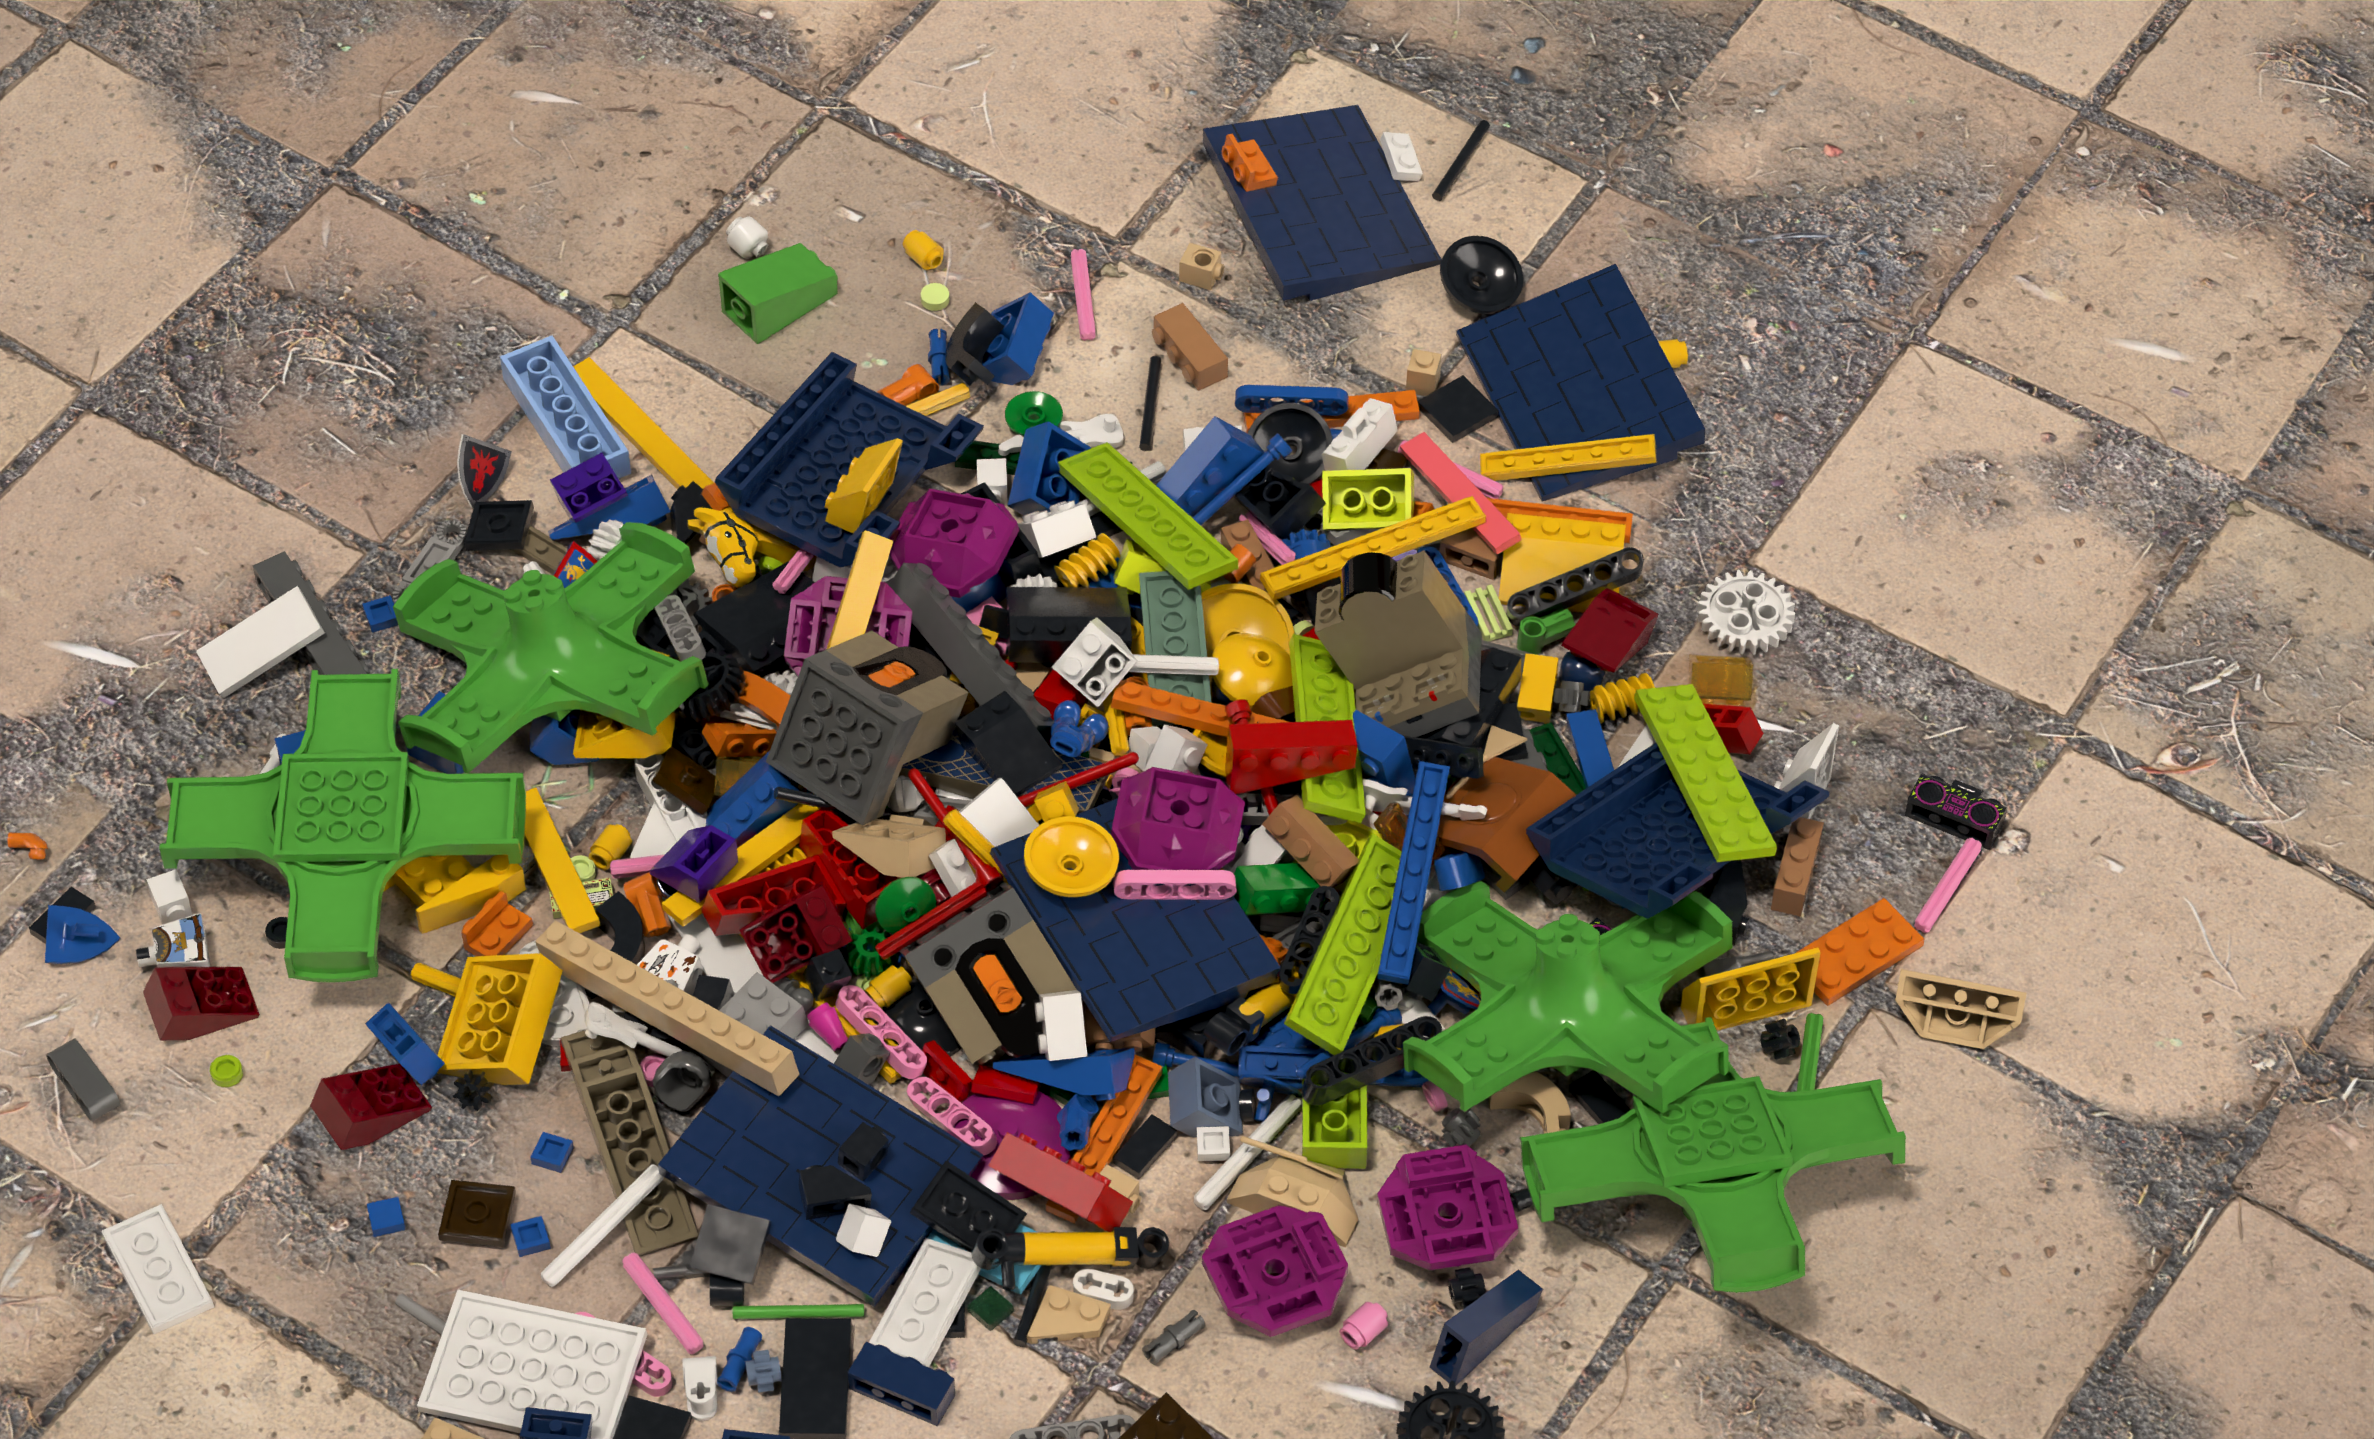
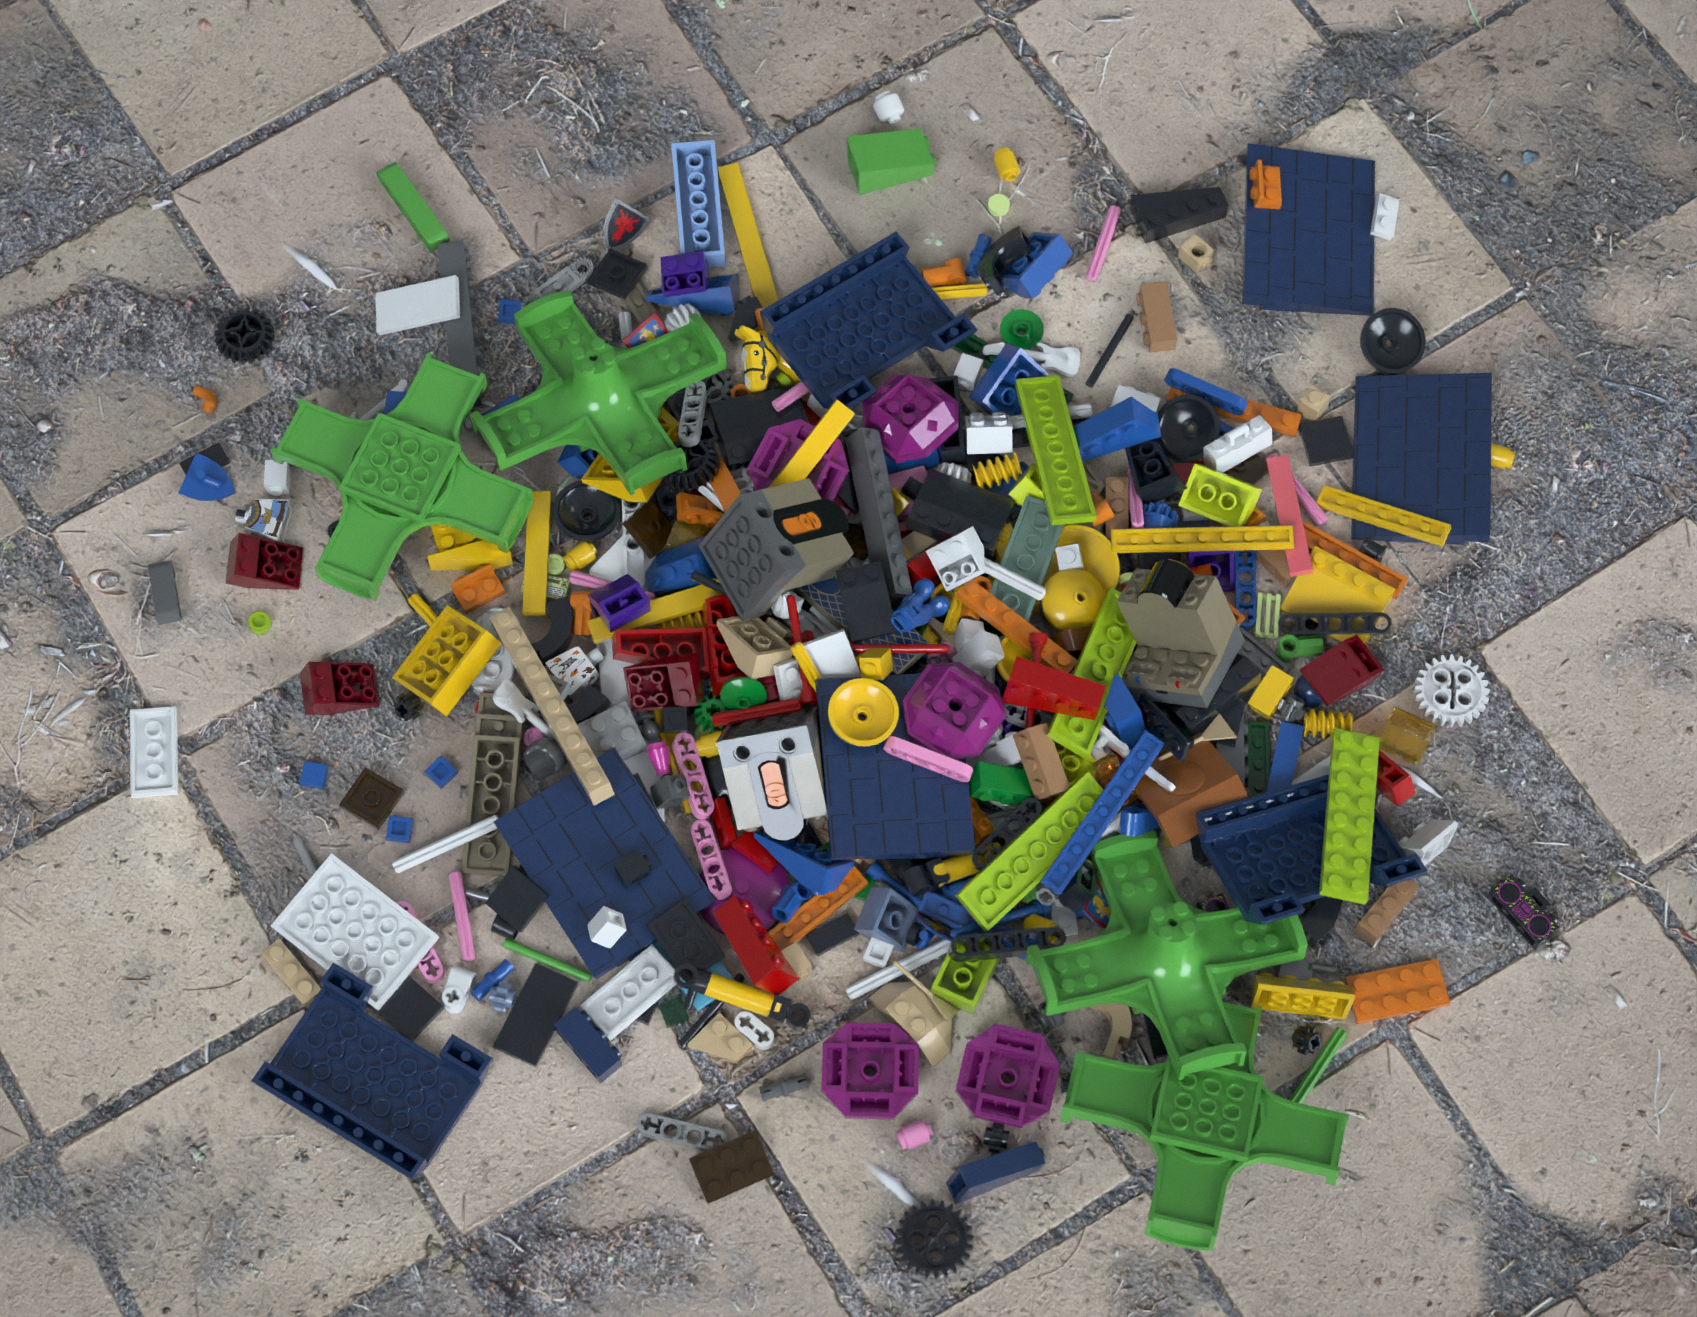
camera: 25 degrees right, 15 degrees up
(30, 765) = (237, 328): none -> black gear
(196, 540) = (412, 206): none -> bright green beam
(405, 1044) = (379, 653): blue slope -> none
(595, 791) = (582, 500): none -> black dish
(829, 1191) = (596, 890): black slope -> none
(864, 486) = (864, 352): yellow slope -> none
(1062, 1025) = (805, 832): white brick -> none
(1153, 230) = (1176, 211): none -> black wedge
(1225, 621) = (1069, 557): none -> white brick
(1276, 449) = (1168, 435): blue piece -> none
(1461, 160) = (1427, 235): black bar -> none
(1574, 498) = (1373, 549): none -> black bush
(1947, 885) = (1489, 967): bright pink axle -> none
(1958, 1009) = (1445, 1069): tan wedge -> none

